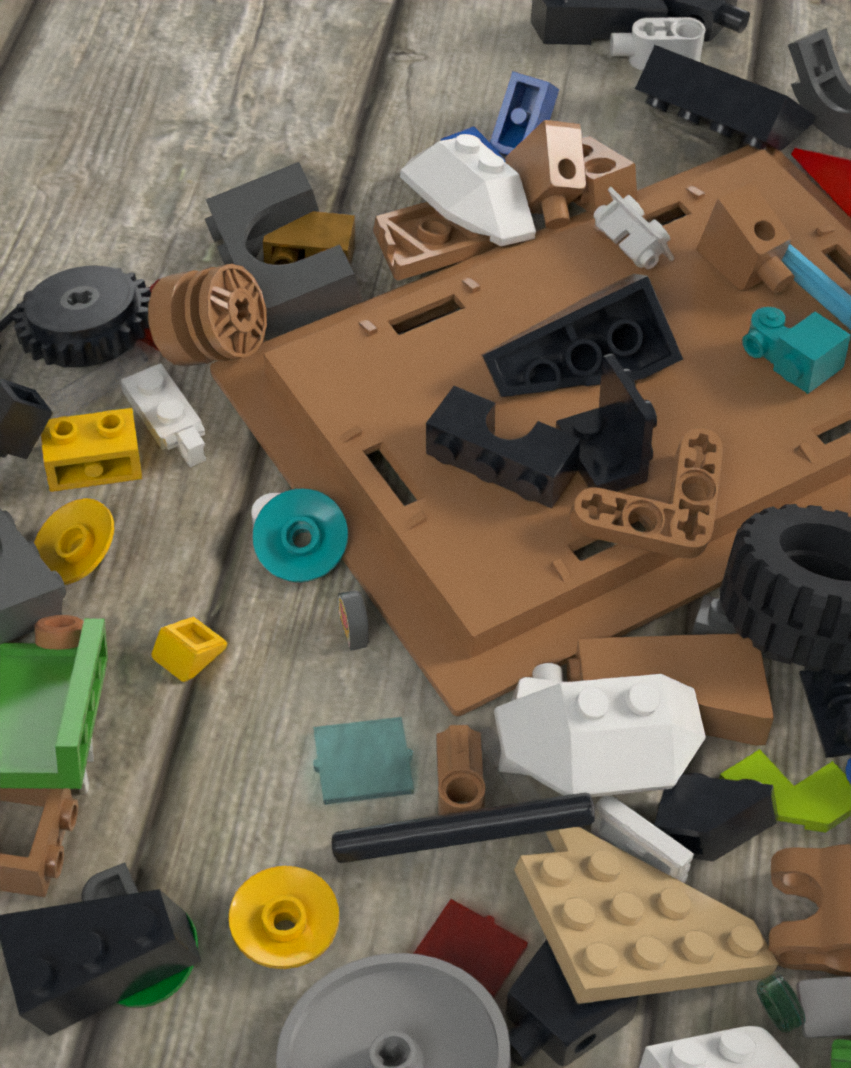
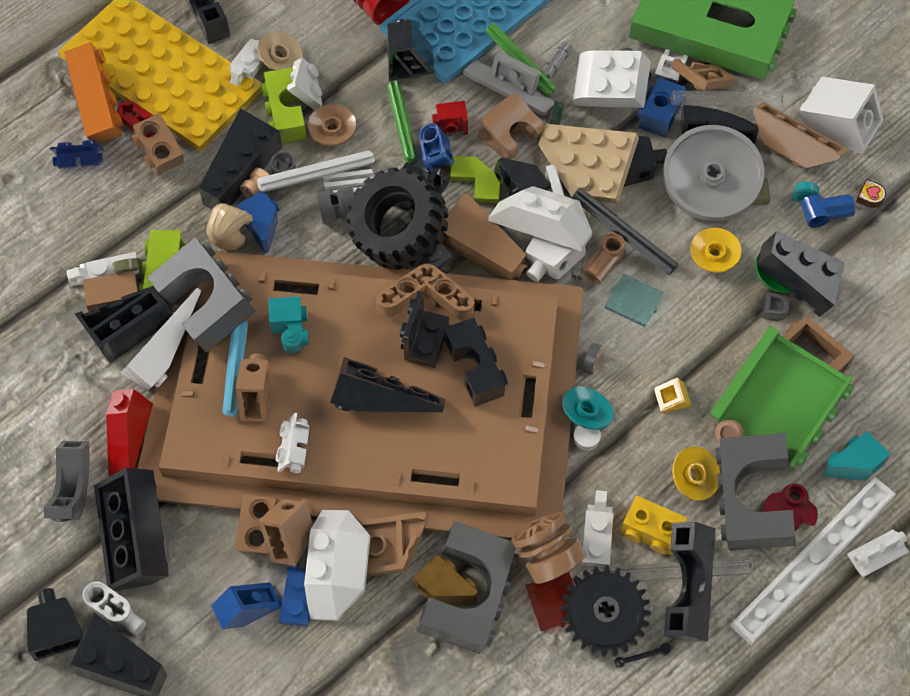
camera: 140 degrees left, 10 degrees up
(473, 945) = (652, 204): clear red piece -> none

